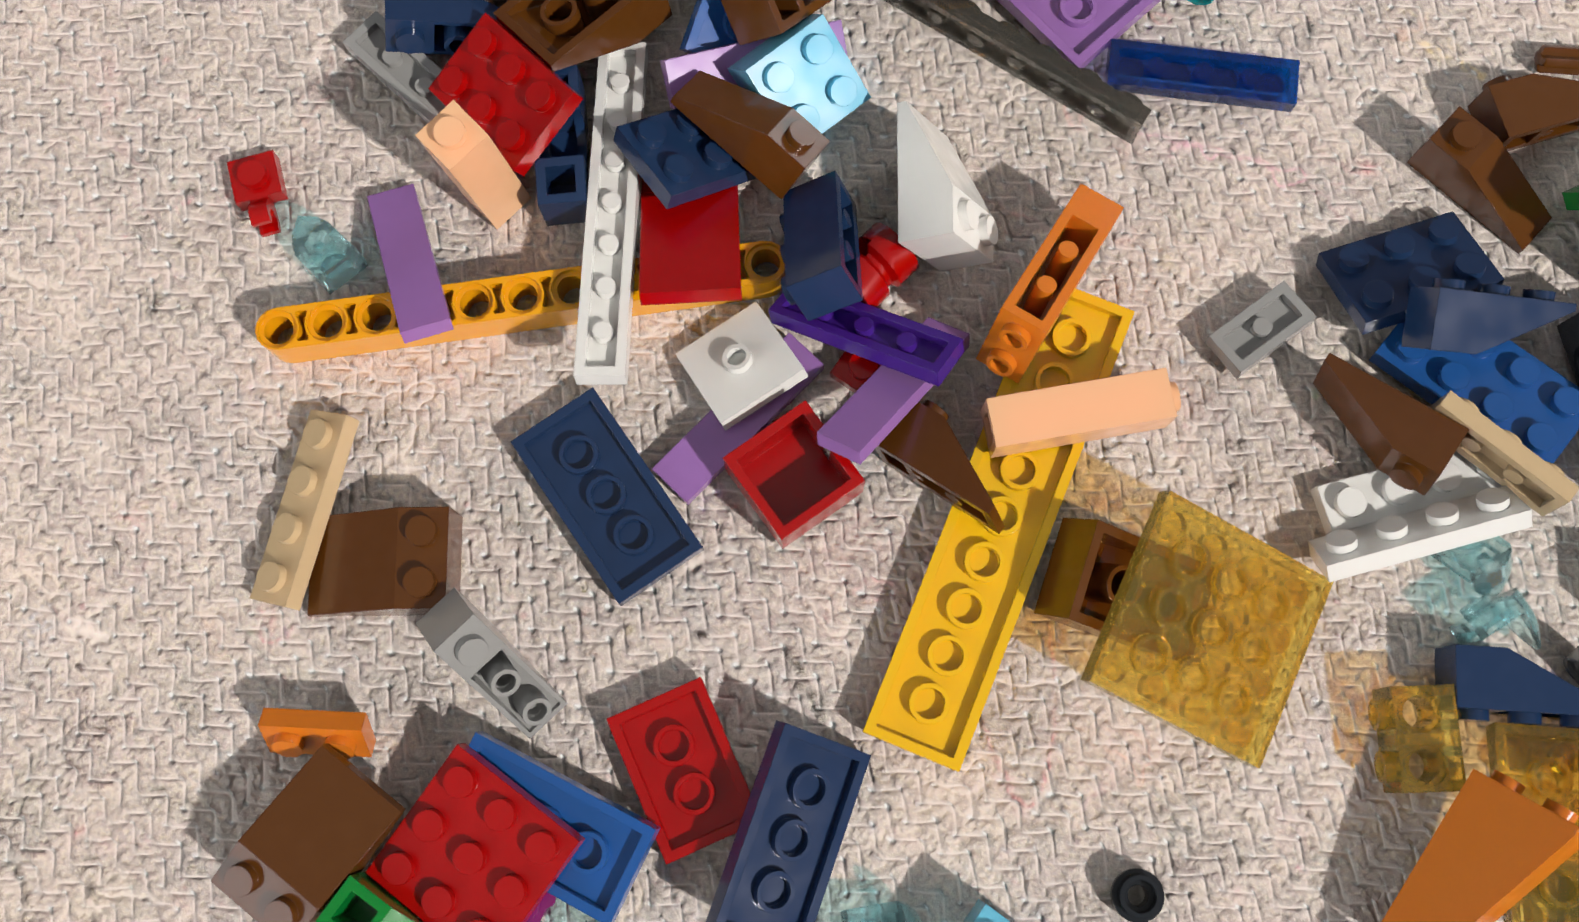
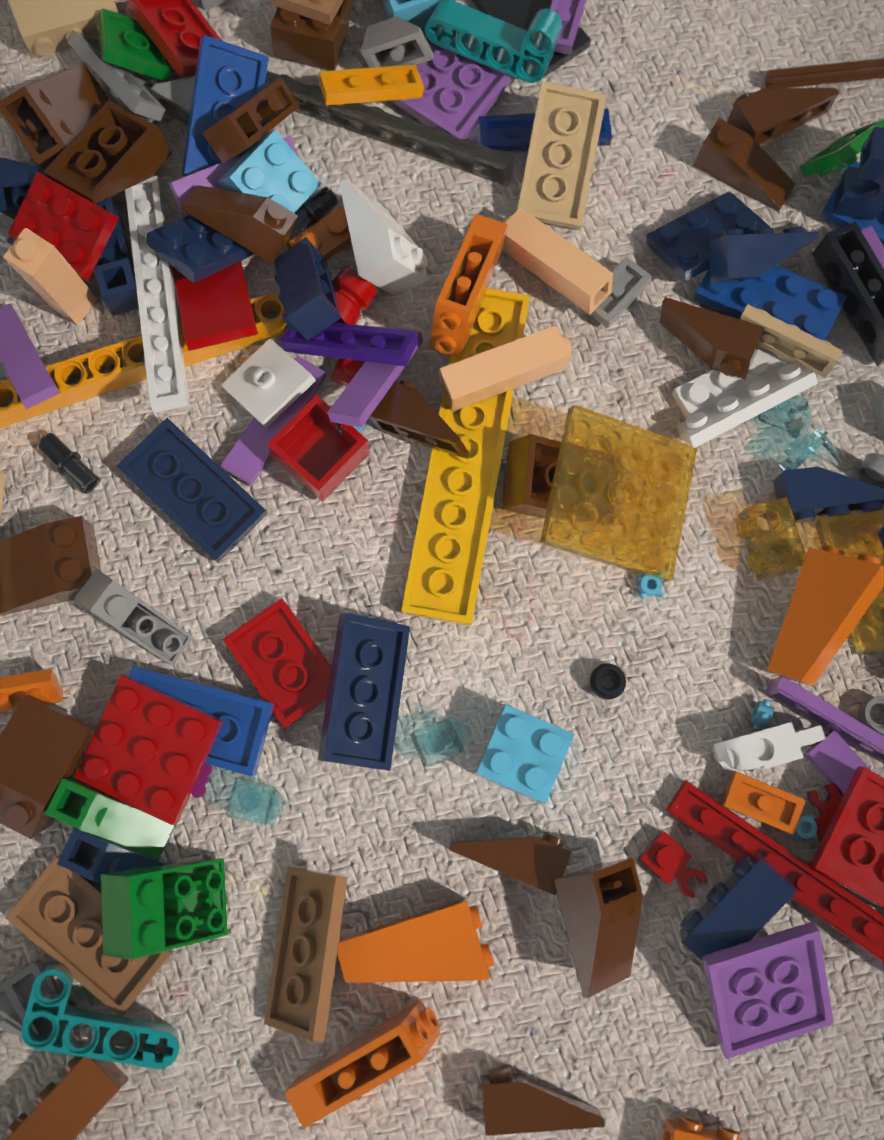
camera: 20 degrees left, 0 degrees up
(446, 423) = (69, 463): none -> black axle
(853, 129) = (312, 210): none -> black axle
(864, 168) = (328, 234): none -> orange plate
(1183, 270) = (556, 261): none -> light nougat brick
(1218, 117) = (561, 154): none -> tan plate
(1224, 768) = (649, 586): none -> medium azure piece

